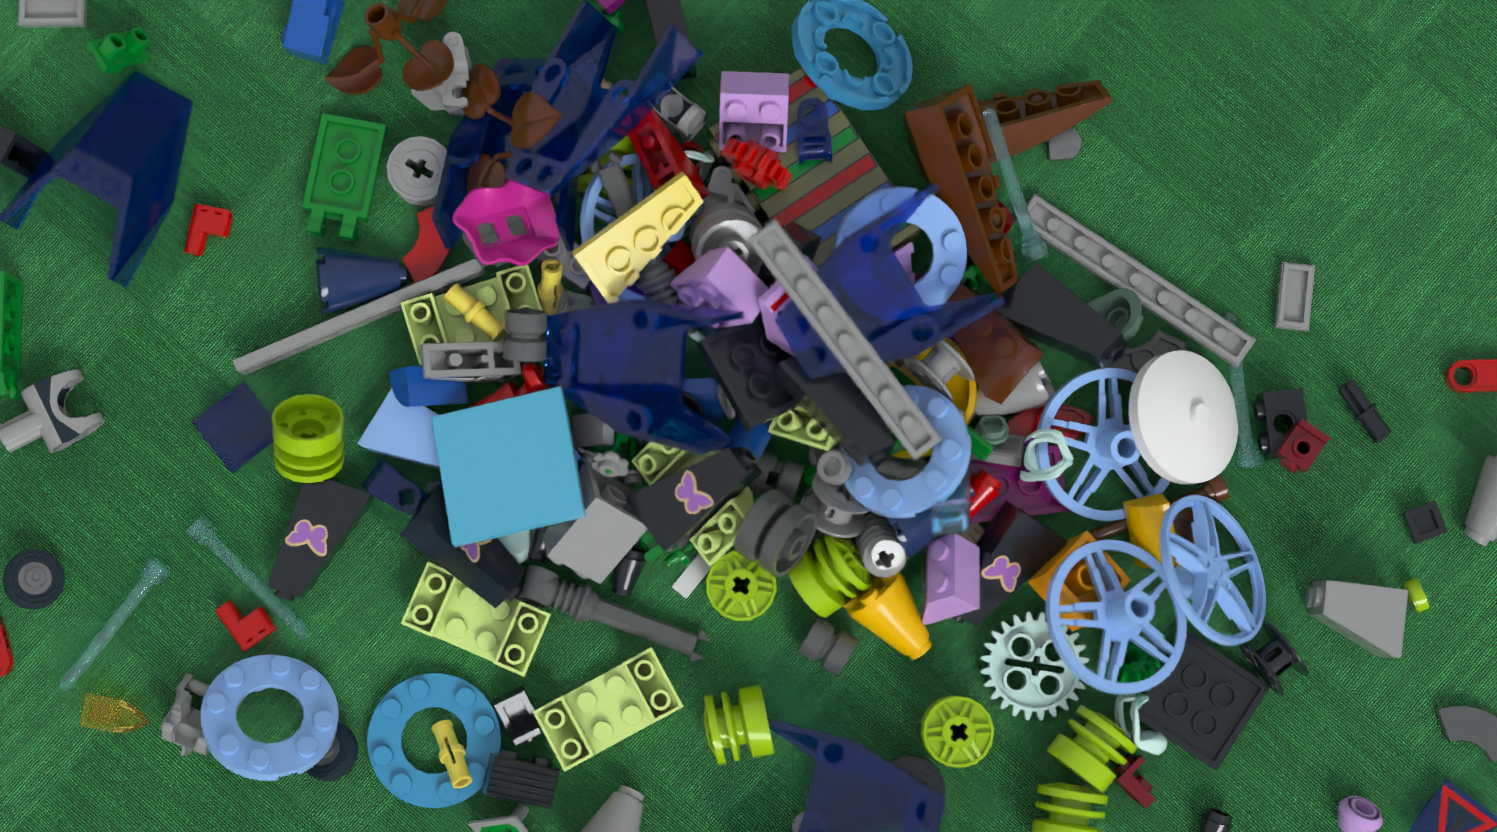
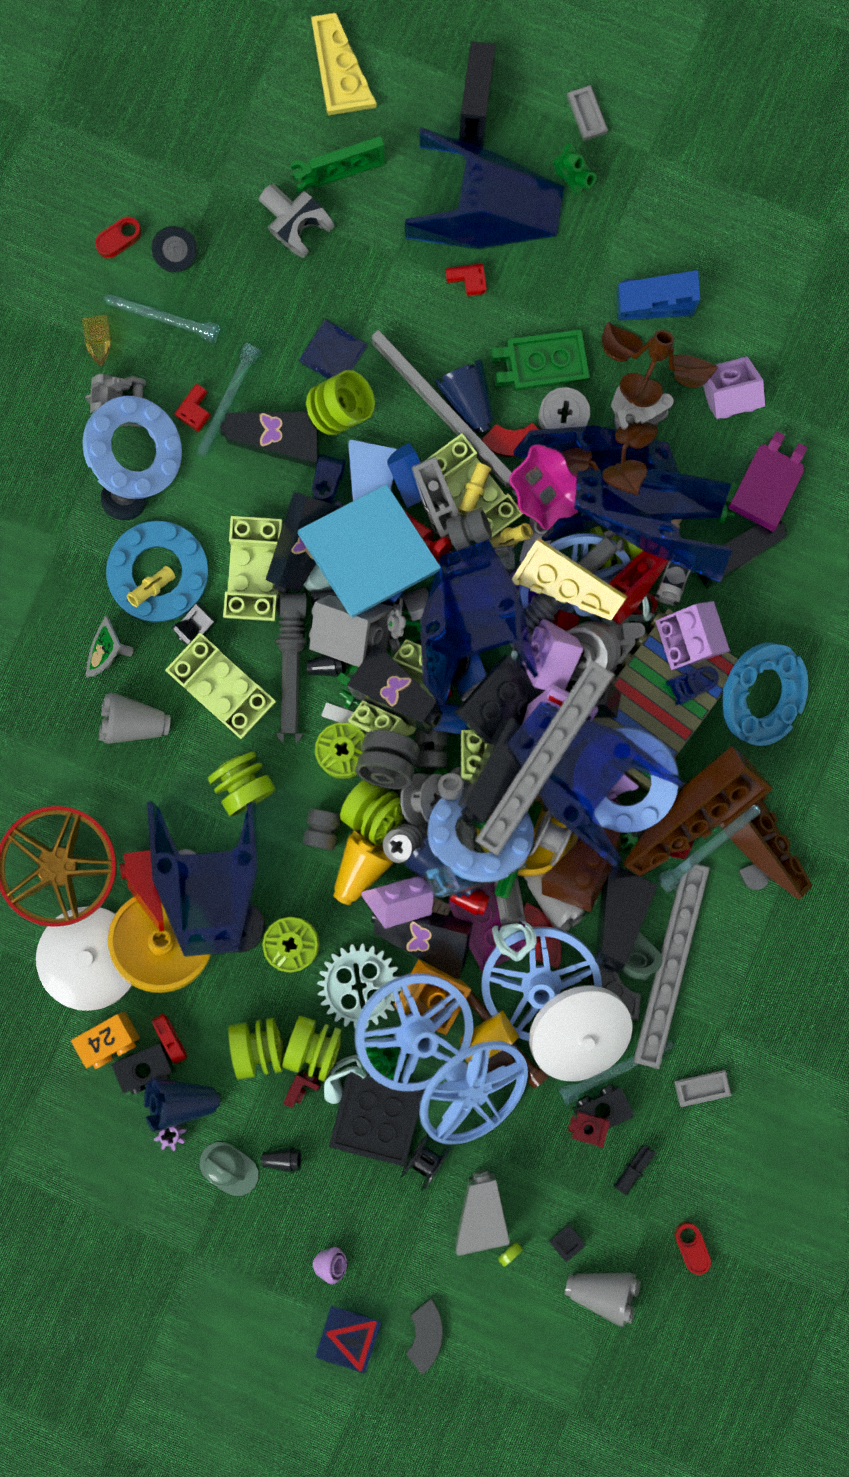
camera: 70 degrees right, 0 degrees up
(521, 779) = (149, 641): black brick -> none
(756, 164) = (653, 650): red gear -> none
(993, 429) = (521, 895): sand green plate -> none

